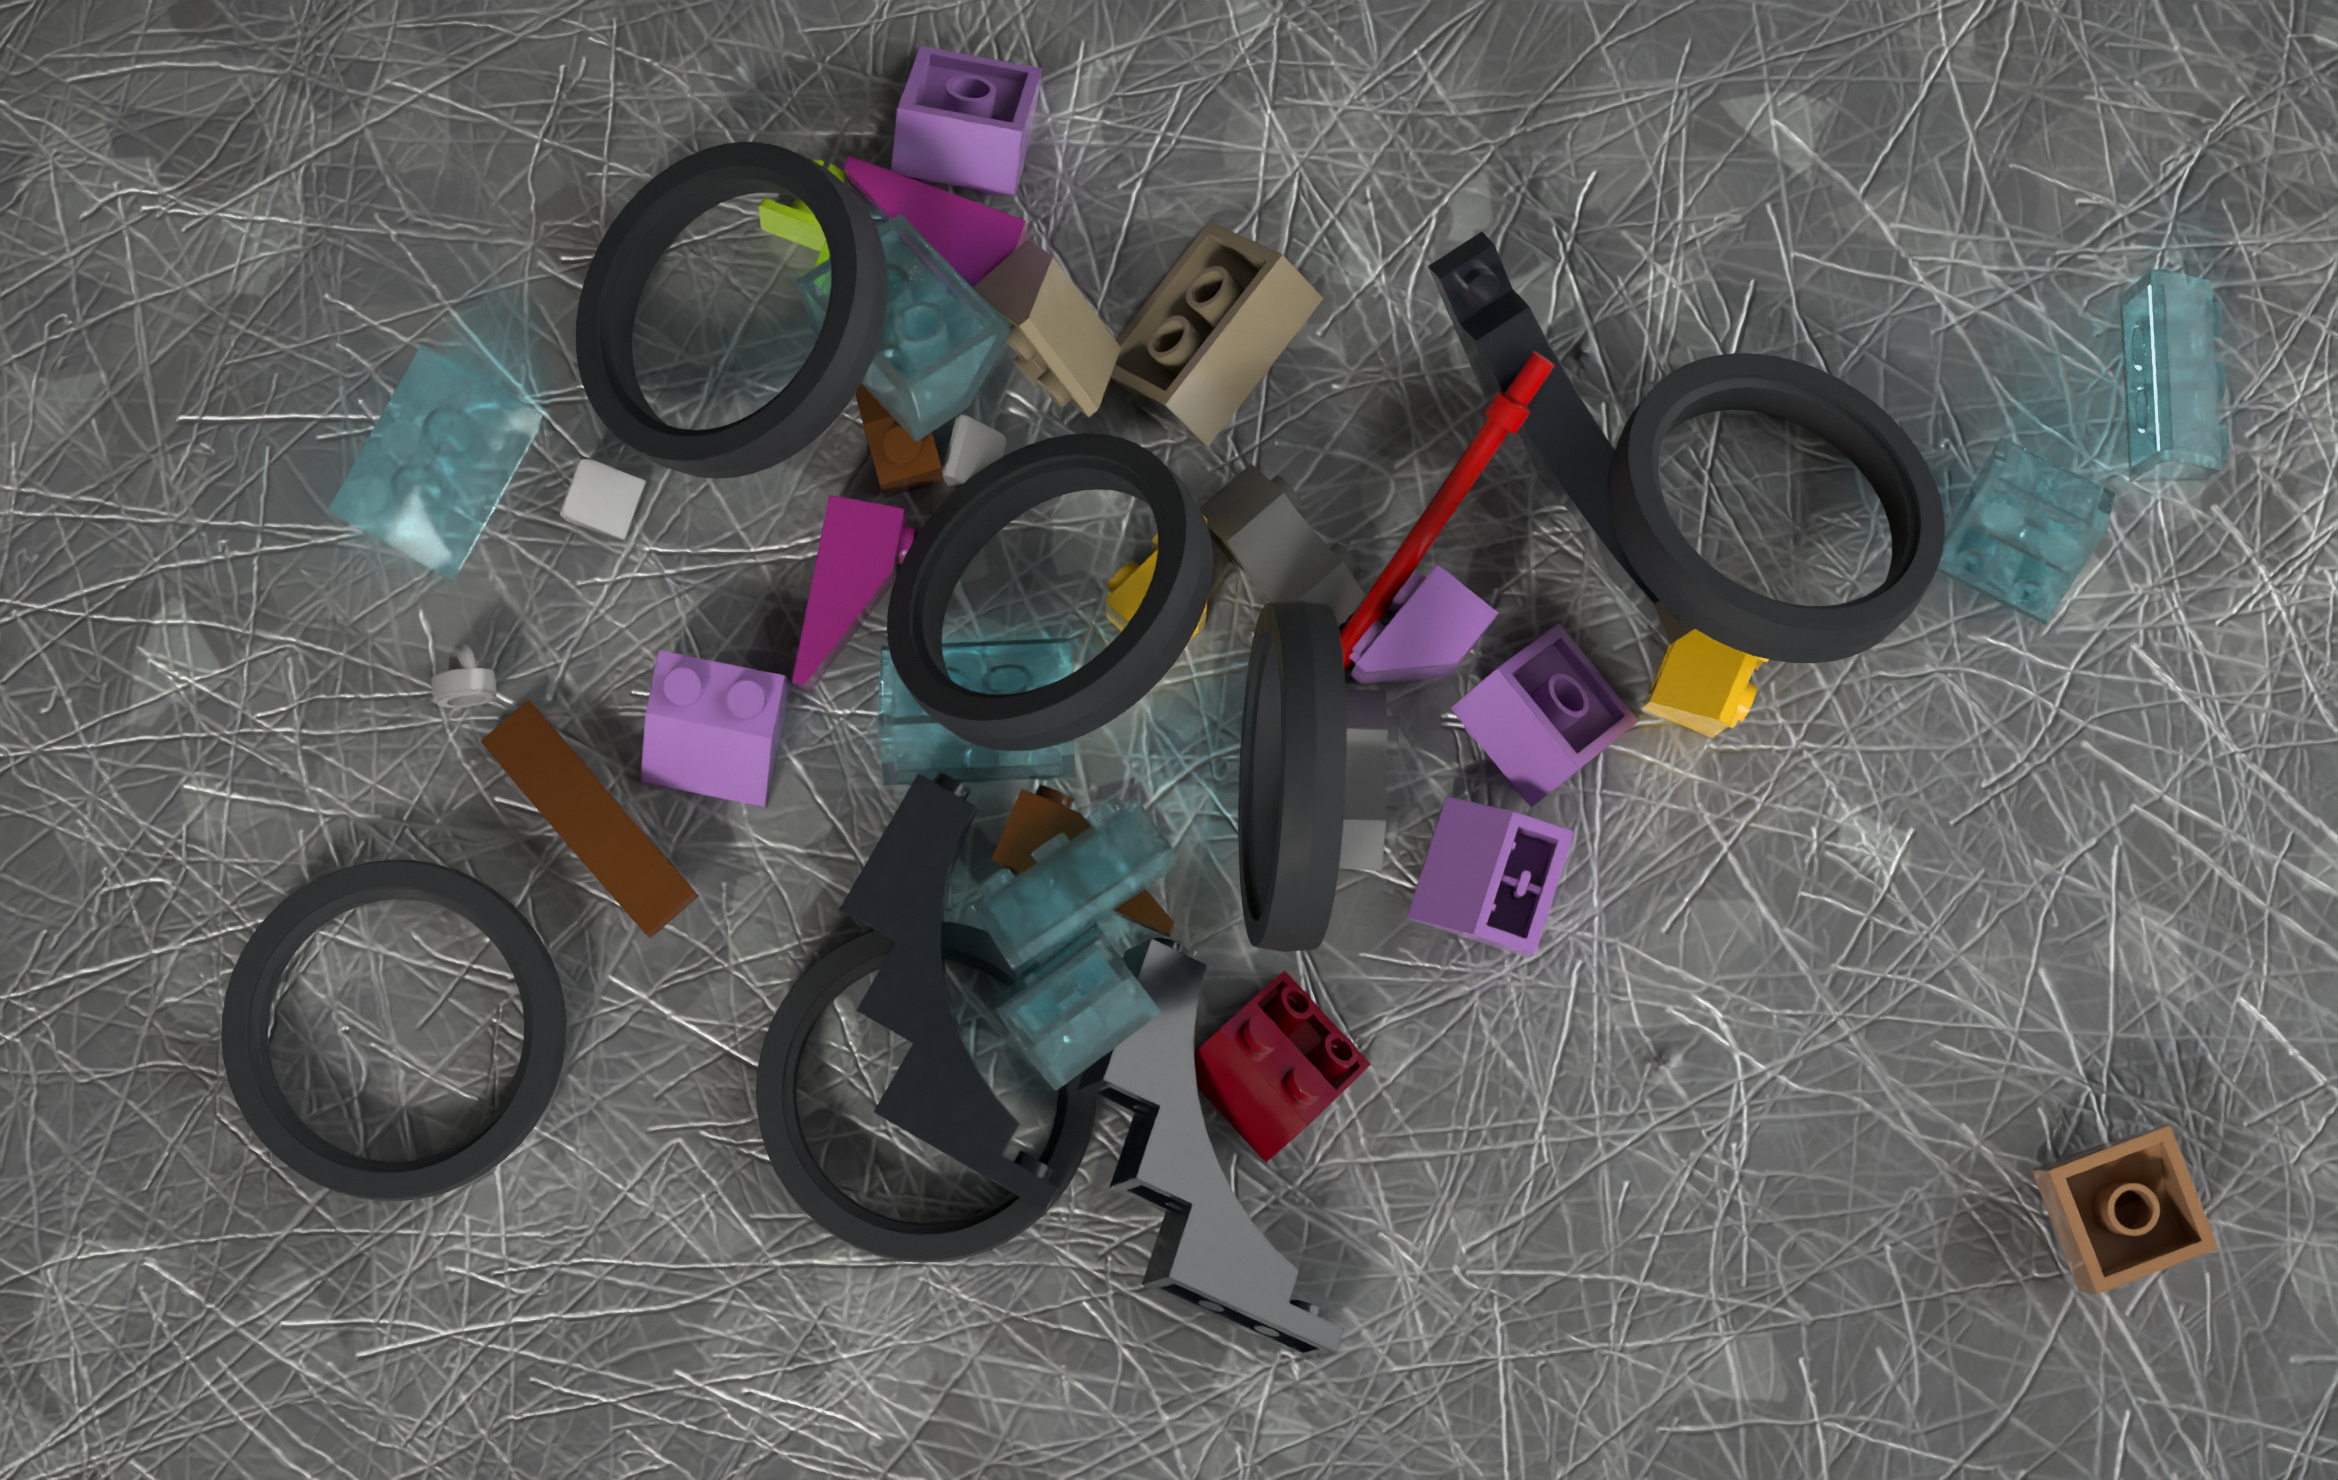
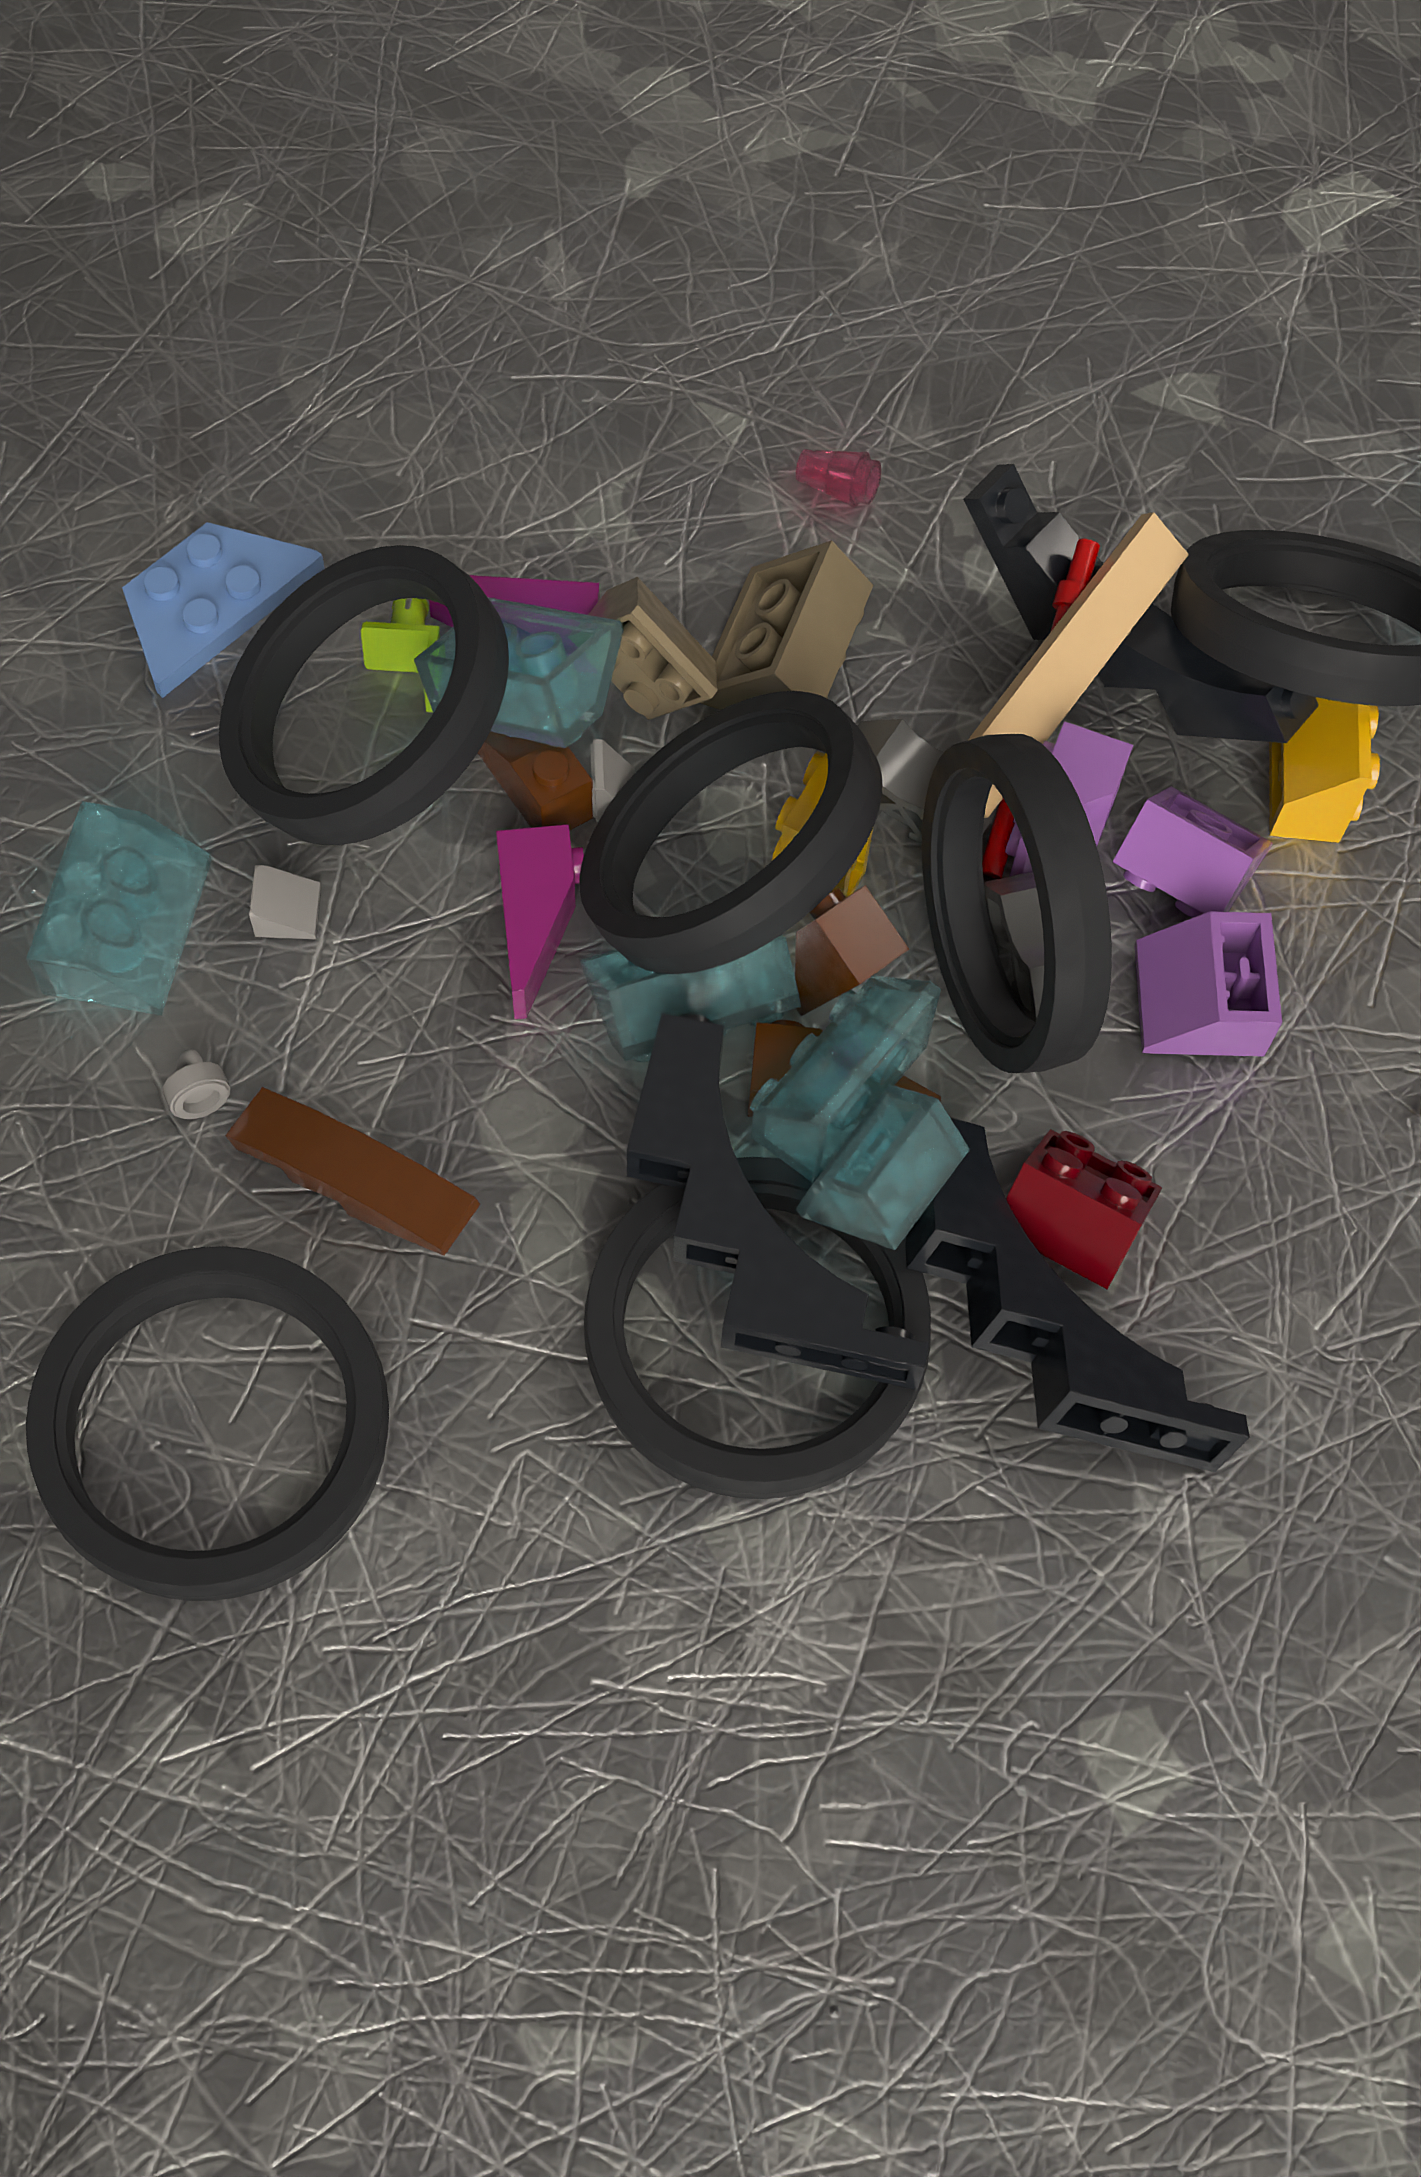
camera: 20 degrees left, 20 degrees down
(619, 94) = (210, 595): none -> medium blue wing
(713, 728) = (447, 1059): medium lavender slope -> none
(965, 121) = (522, 538): medium lavender slope -> none
(1120, 768) = (842, 947): none -> reddish brown slope
(1343, 134) = (840, 474): none -> clear pink cone
(1472, 487) = (1086, 636): none -> tan tile

